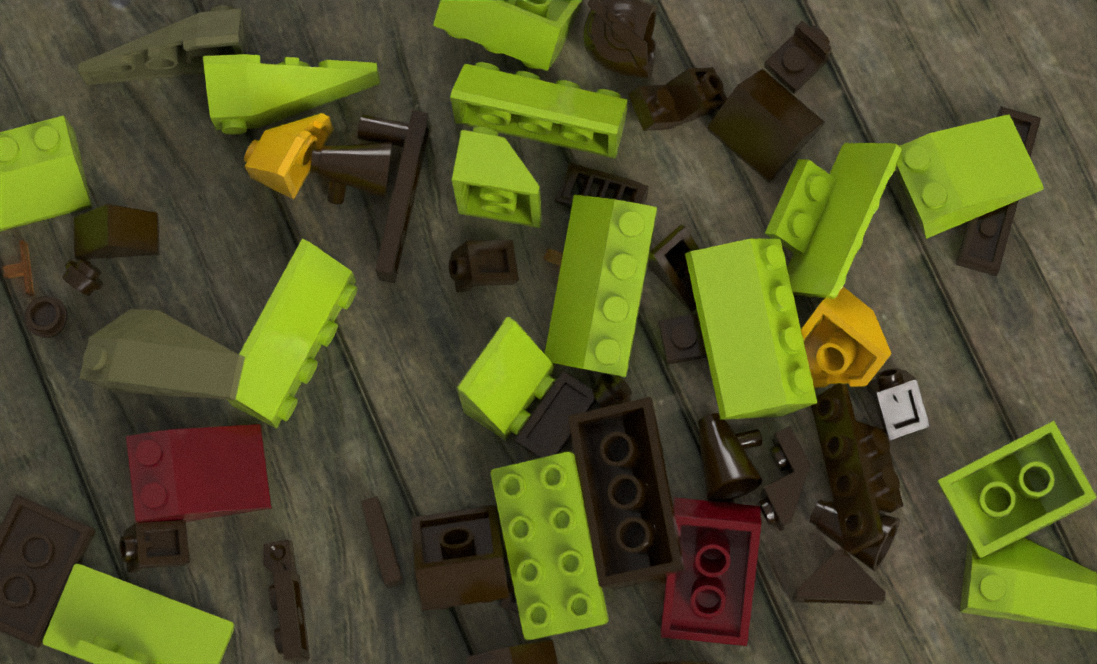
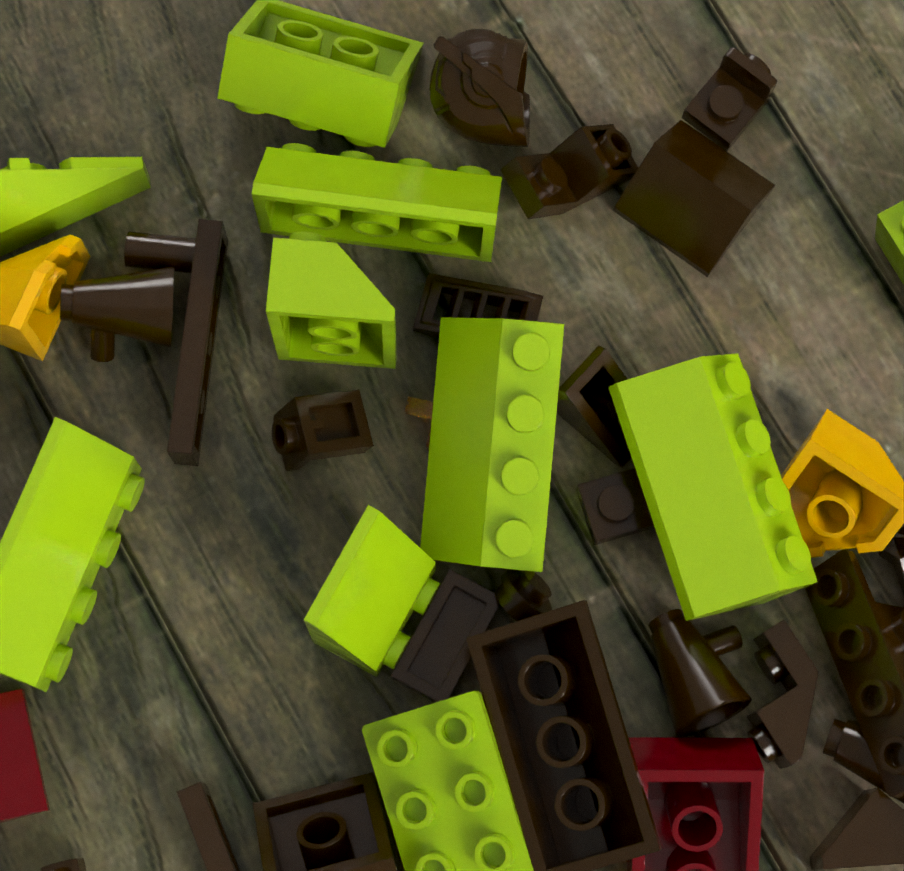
camera: 15 degrees left, 0 degrees up
(828, 214) = (804, 313): lime bracket -> none

